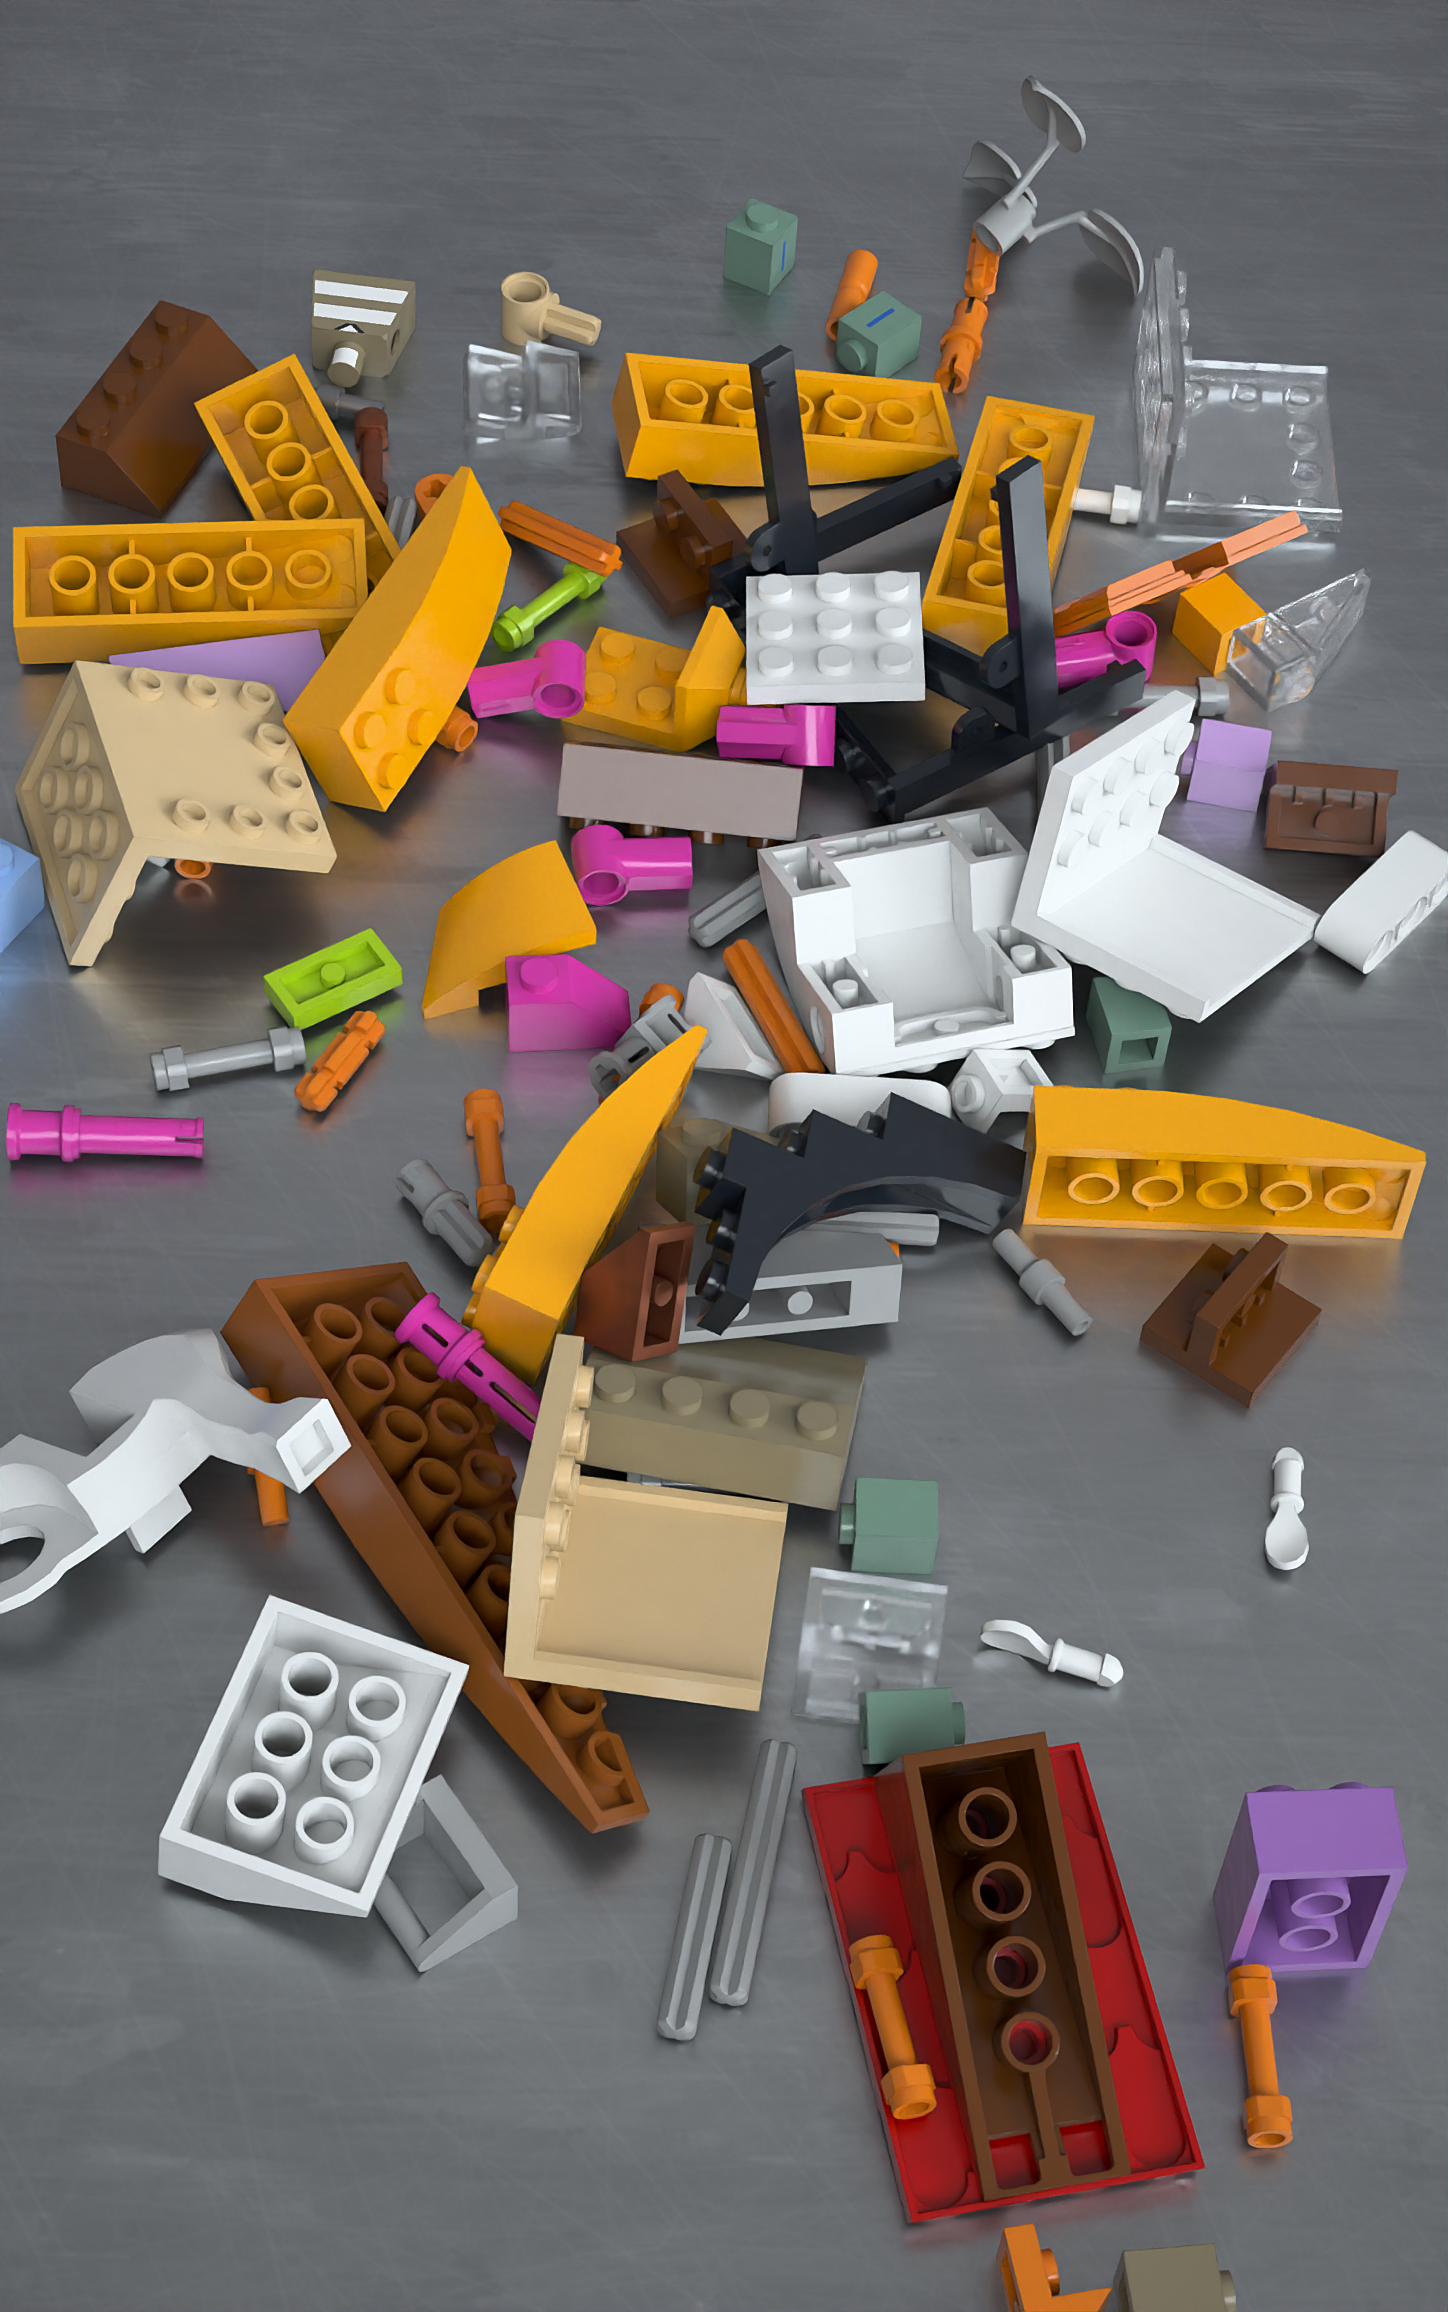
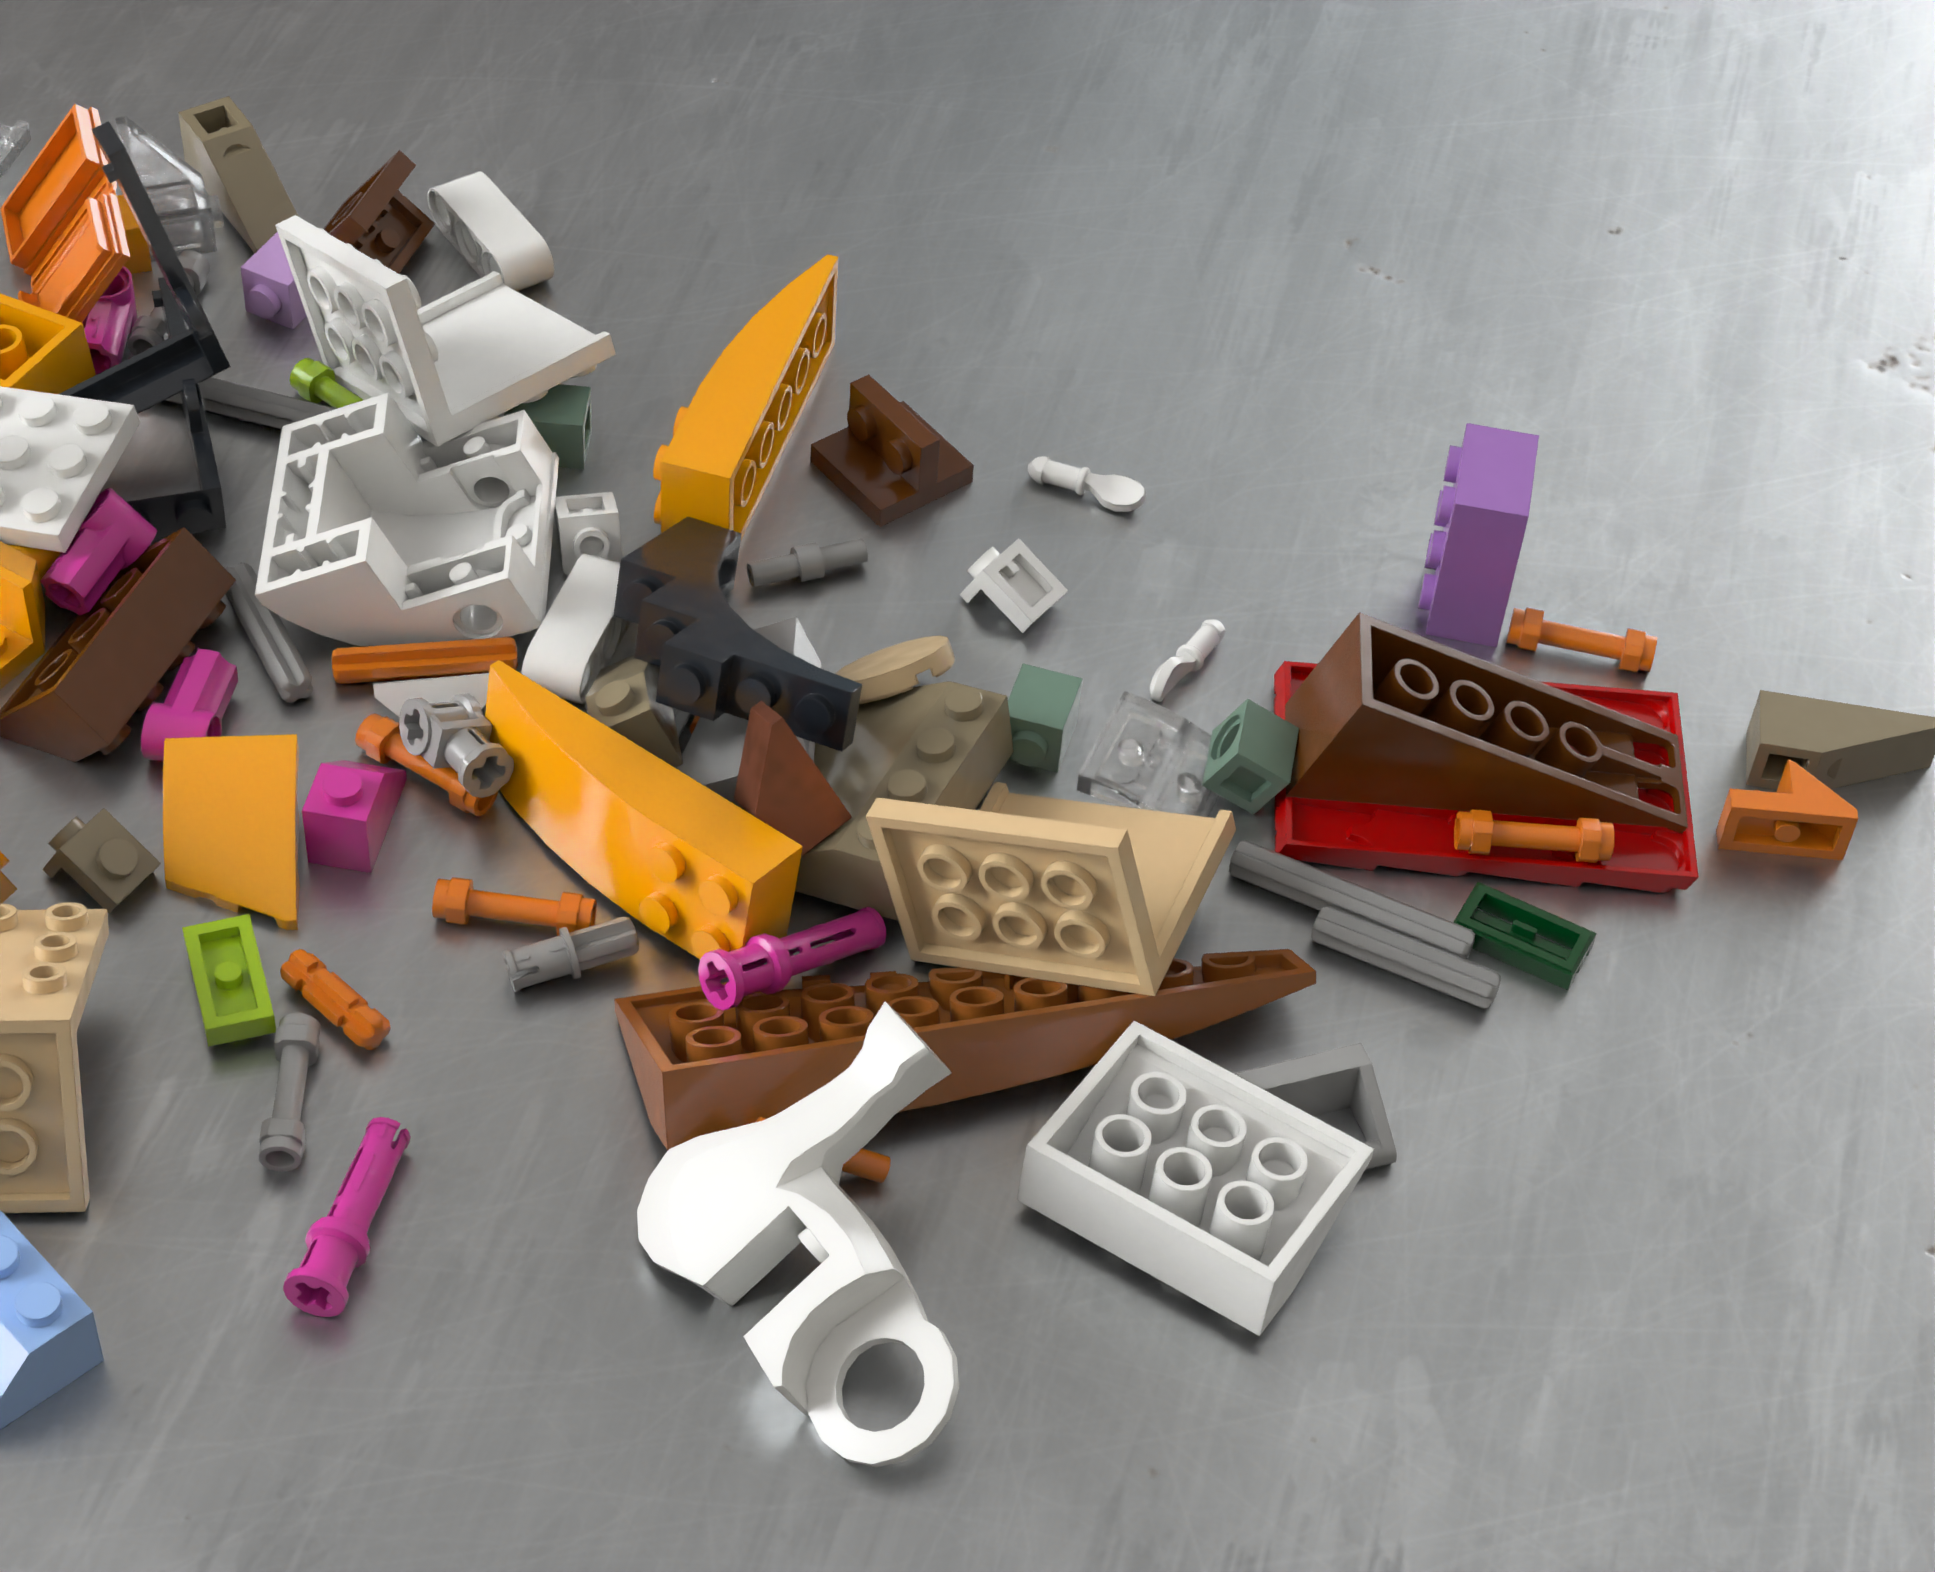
camera: 75 degrees left, 5 degrees down
(435, 854) = (101, 858): none -> dark tan bracket
(759, 2109) = (1518, 942): none -> dark green tile
(901, 1377) = (897, 666): none -> tan tile
(1081, 1466) = (1015, 584): none -> white bracket
(1351, 685) = (236, 168): none -> dark tan slope

